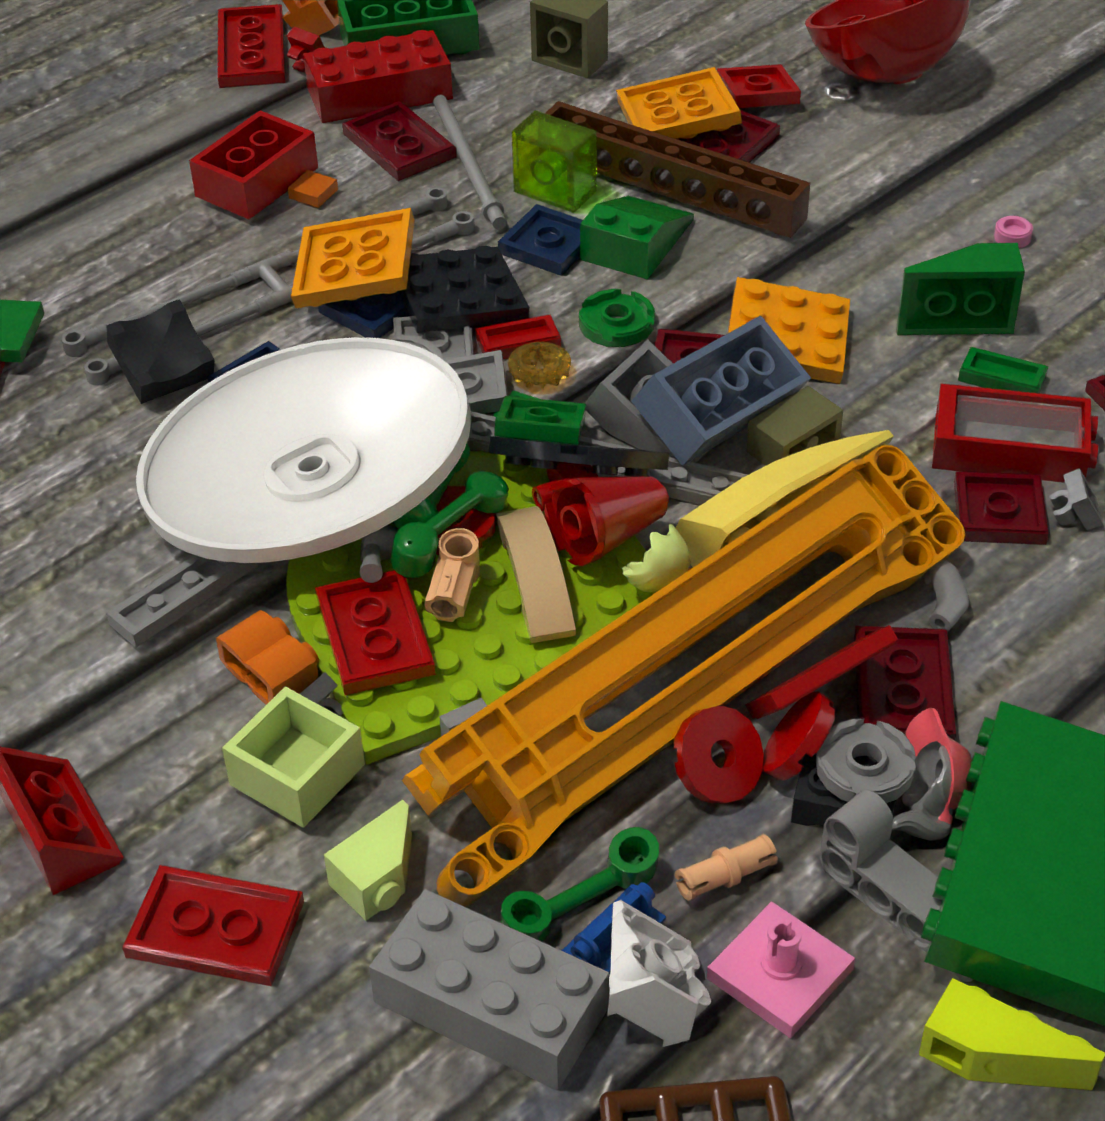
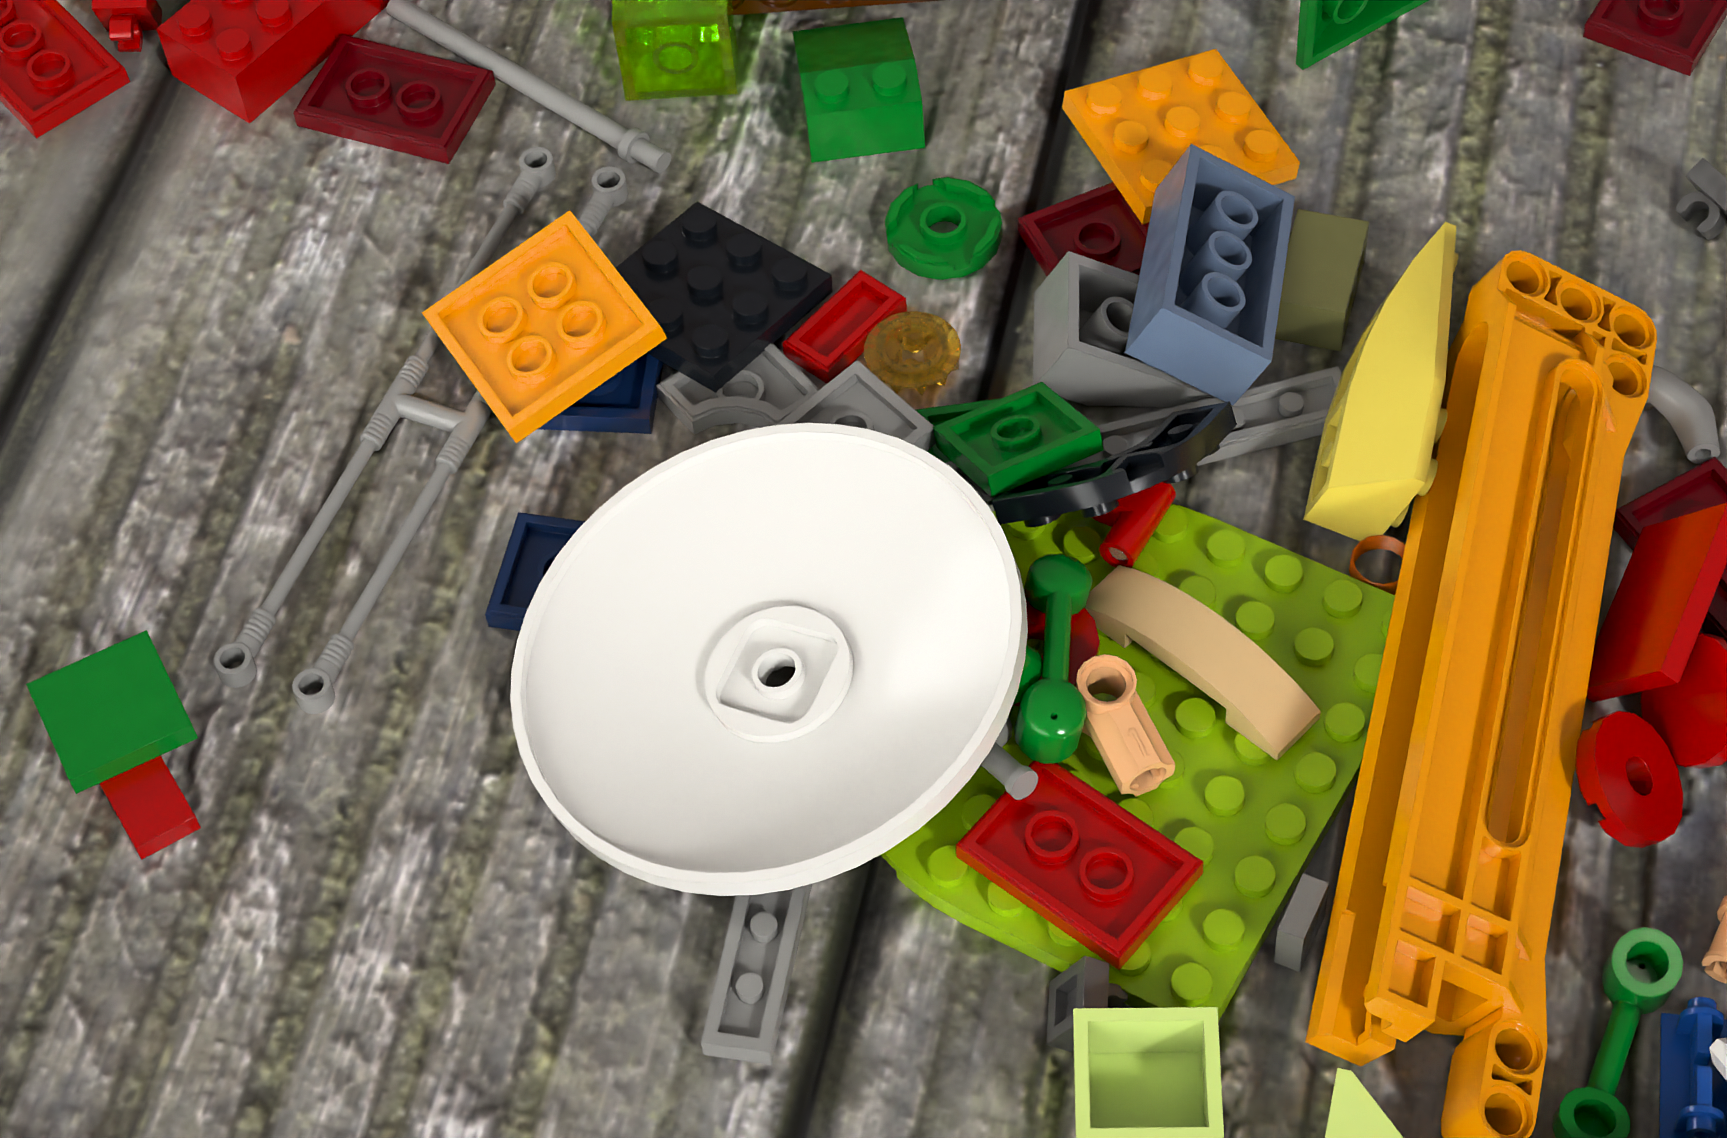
camera: 30 degrees left, 10 degrees up
(160, 352) = (399, 615): black brick -> none
(253, 164) = (244, 246): red brick -> none
(267, 656) = (970, 977): orange brick -> none
(312, 188) = (346, 238): orange tile -> none
(544, 240) = (748, 153): dark blue tile -> none
(601, 513) = (1232, 538): red cone -> none
(662, 562) = (1354, 560): yellowish green hair -> none
(1001, 372) = (1477, 62): green tile -> none
(1001, 507) = (1631, 250): dark red tile -> none
(1013, 432) = (1569, 145): red window -> none

